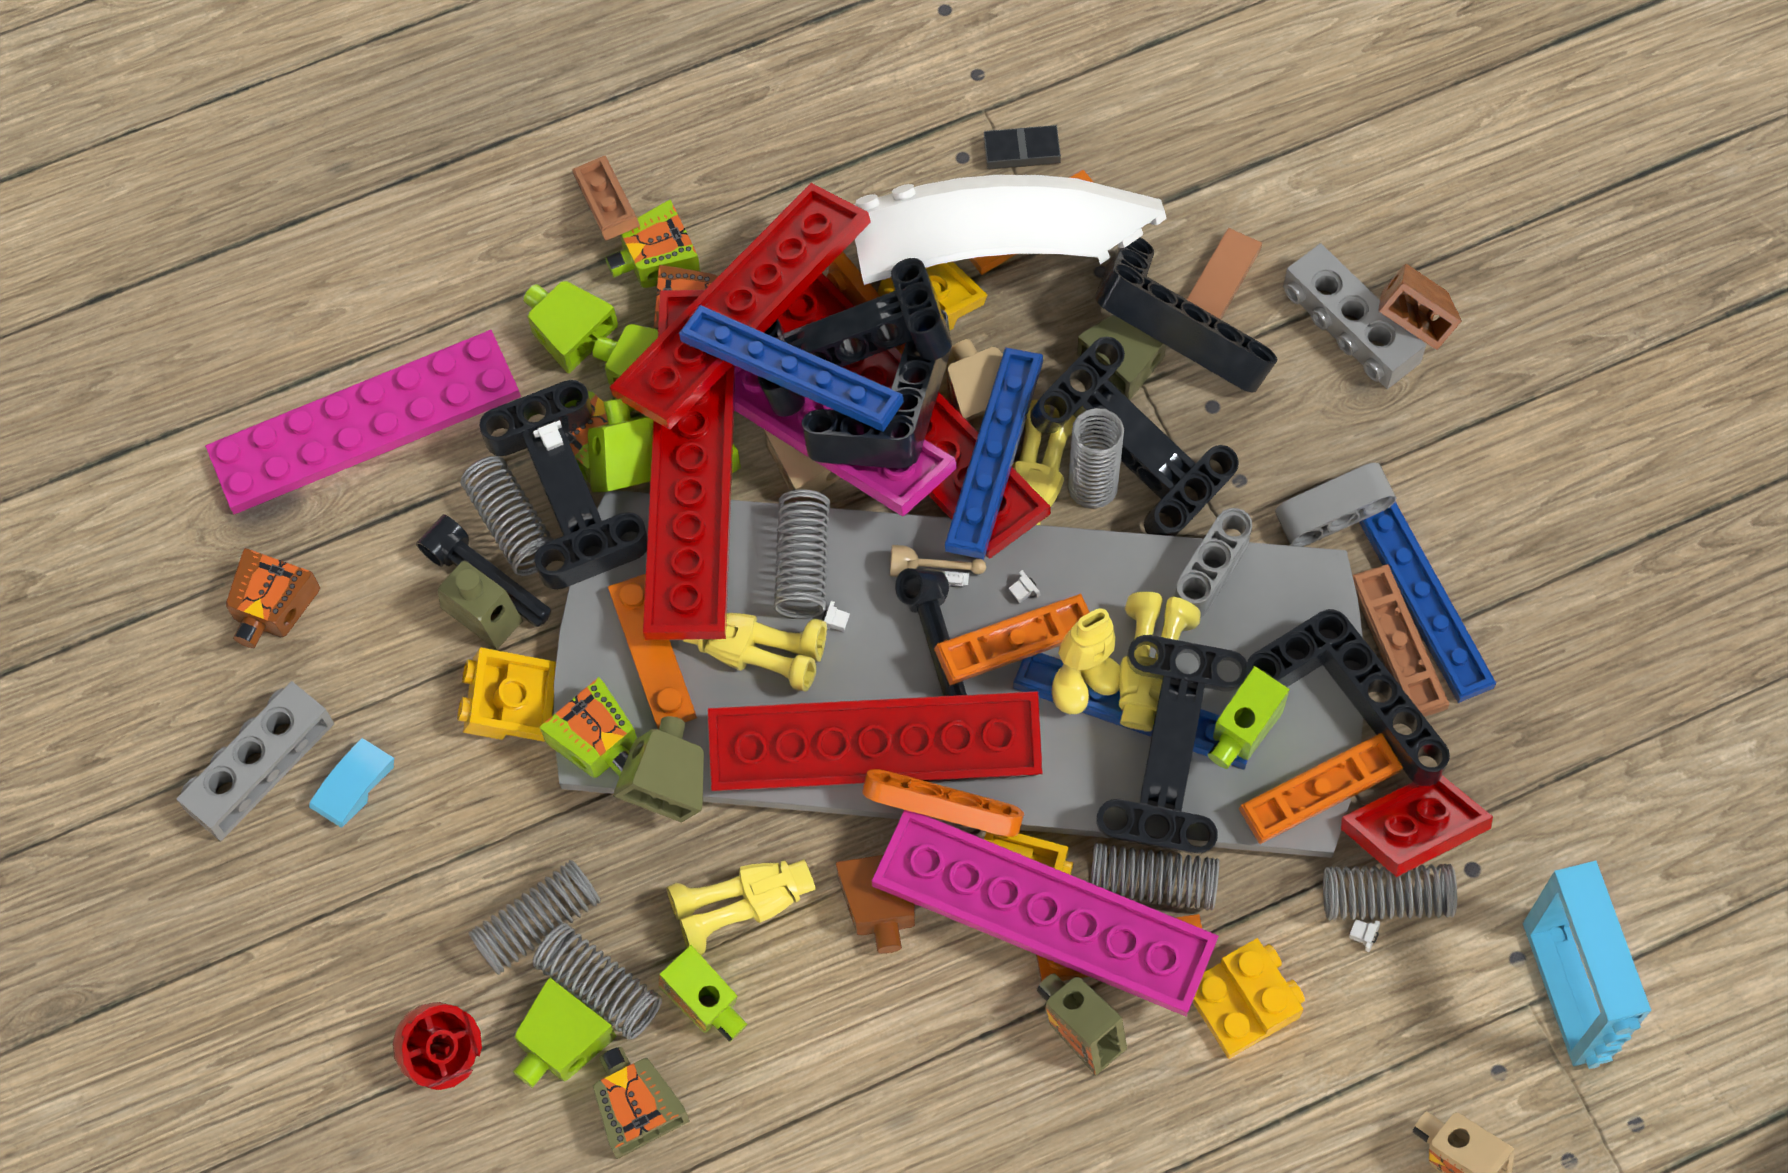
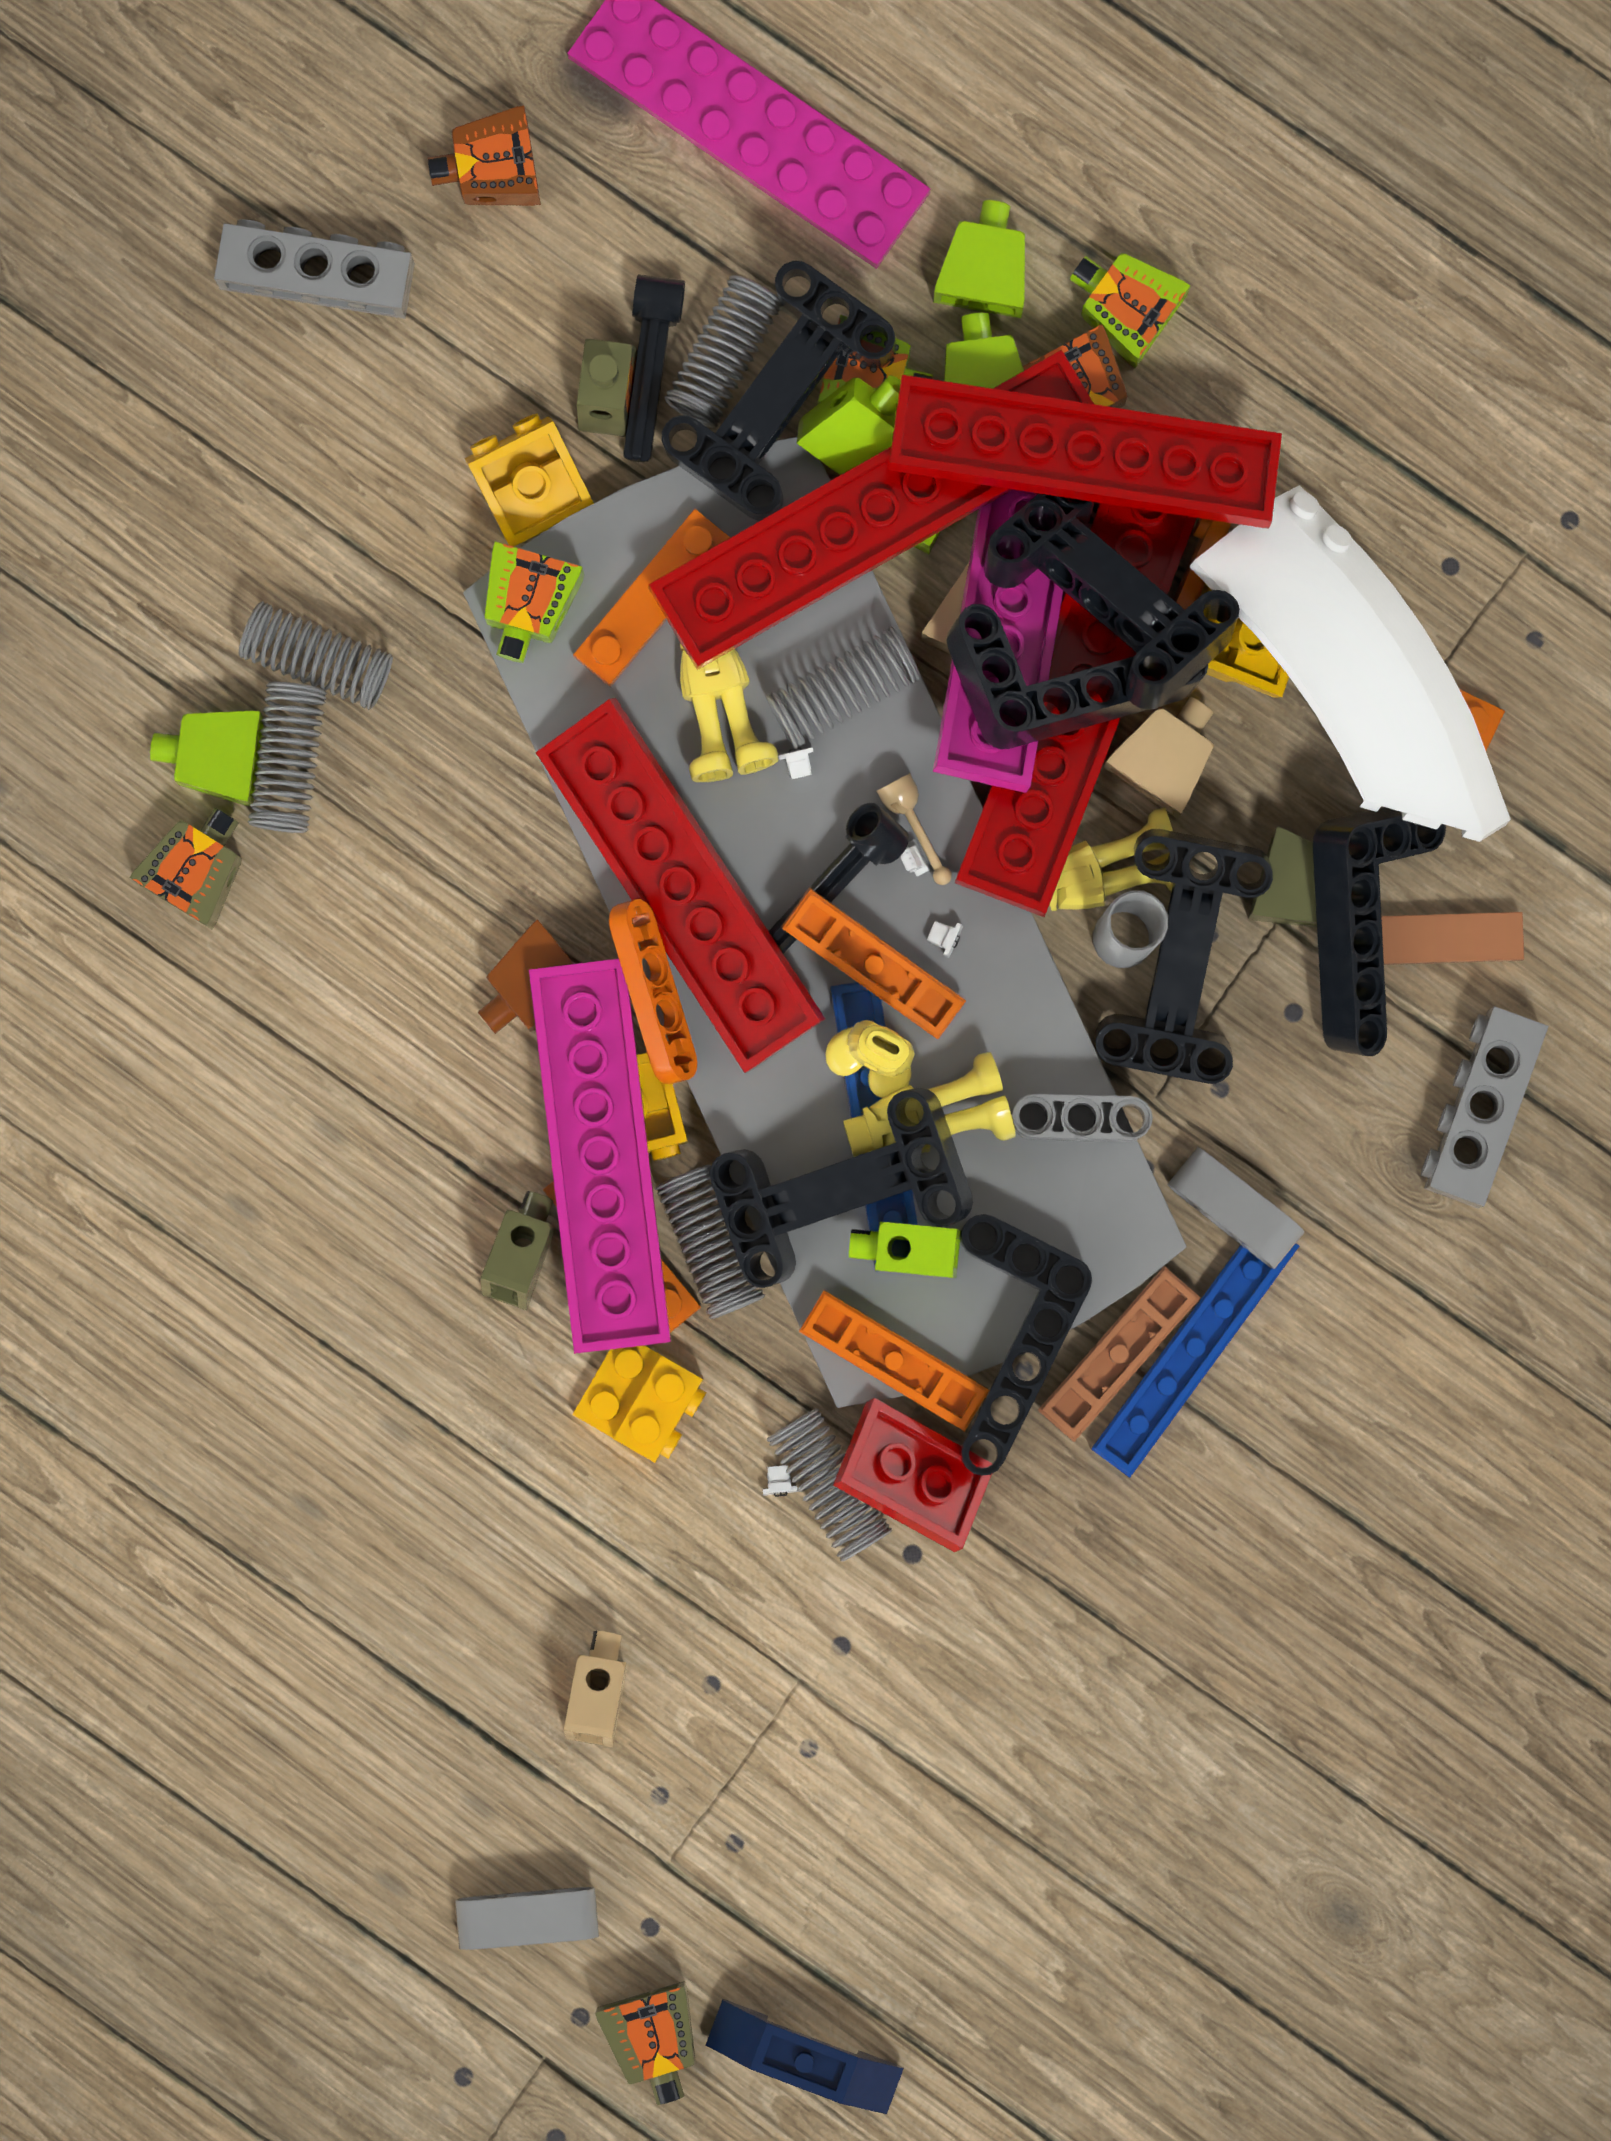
camera: 60 degrees right, 20 degrees up
(349, 783) = (349, 381): medium azure slope -> none
(437, 1045) = (131, 645): red cylinder -> none
(550, 435) = (814, 347): white piece -> none
(605, 198) = (1156, 210): nougat tile -> none
(664, 772) = (522, 694): olive torso -> none
(691, 979) = (340, 850): lime torso -> none
(765, 893) = (477, 863): light yellow piece -> none
(791, 368) = (1022, 556): blue tile -> none
(994, 453) = (1076, 819): blue tile -> none
(1022, 147) = (1498, 625): black tile -> none
(1412, 303) = (1529, 1173): dark orange torso -> none
(1581, 901) = (835, 1719): medium azure window -> none

